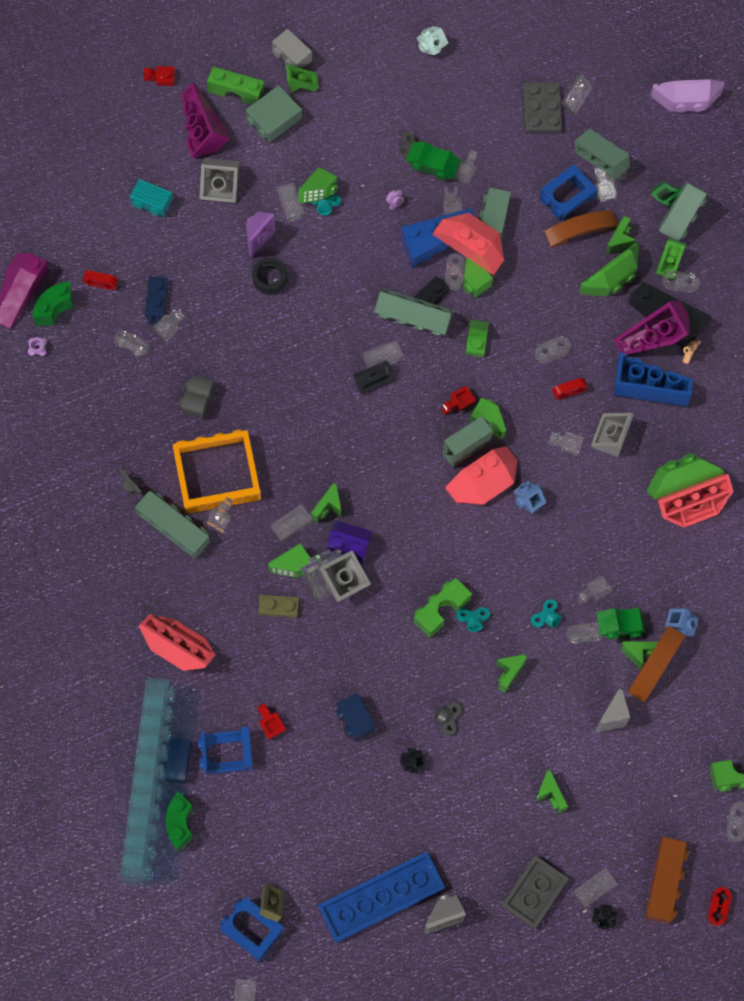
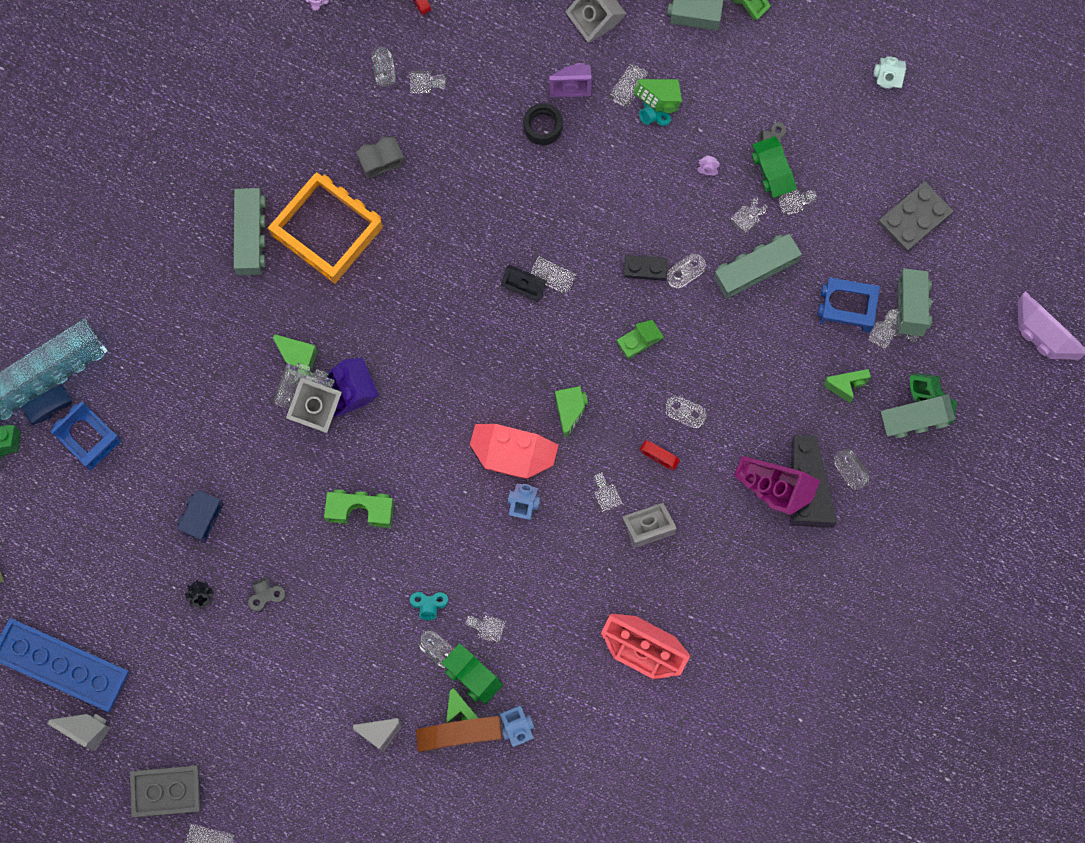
camera: 55 degrees right, 5 degrees up
(130, 484) = (256, 169): dark grey piece -> none
(156, 298) = (442, 53): dark blue hinge -> none
(176, 642) = (146, 318): coral wedge -> none
(219, 517) = (286, 262): clear plate -> none
(270, 724) = (139, 453): red plate -> none
(278, 606) = (249, 375): olive plate -> none
(291, 523) = (331, 324): clear plate -> none
(329, 500) = (379, 338): bright green slope -> none
(413, 311) = (613, 266): sand green brick -> none
(420, 242) = (705, 227): blue wedge -> none
(459, 399) = (568, 371): red plate -> none
(467, 441) = (528, 408): sand green brick -> none
(473, 240) = (721, 259): coral wedge -> none
(473, 618) = (373, 543): teal piece -> none
(476, 279) = (693, 290): bright green slope -> none
(512, 666) = (354, 613): bright green slope -> none
(550, 788) = (269, 729): bright green slope -> none
(577, 94) = (955, 235): clear plate -> none
(580, 226) = (828, 341): dark orange slope -> none
(613, 275) = (806, 406): bright green wedge -> none
(650, 383) = (724, 518): blue wedge -> none
(671, 256) = (867, 442): bright green slope -> none
(681, 474) = (657, 617): bright green wedge -> none
(689, 349) = (787, 529): light nougat piece -> none

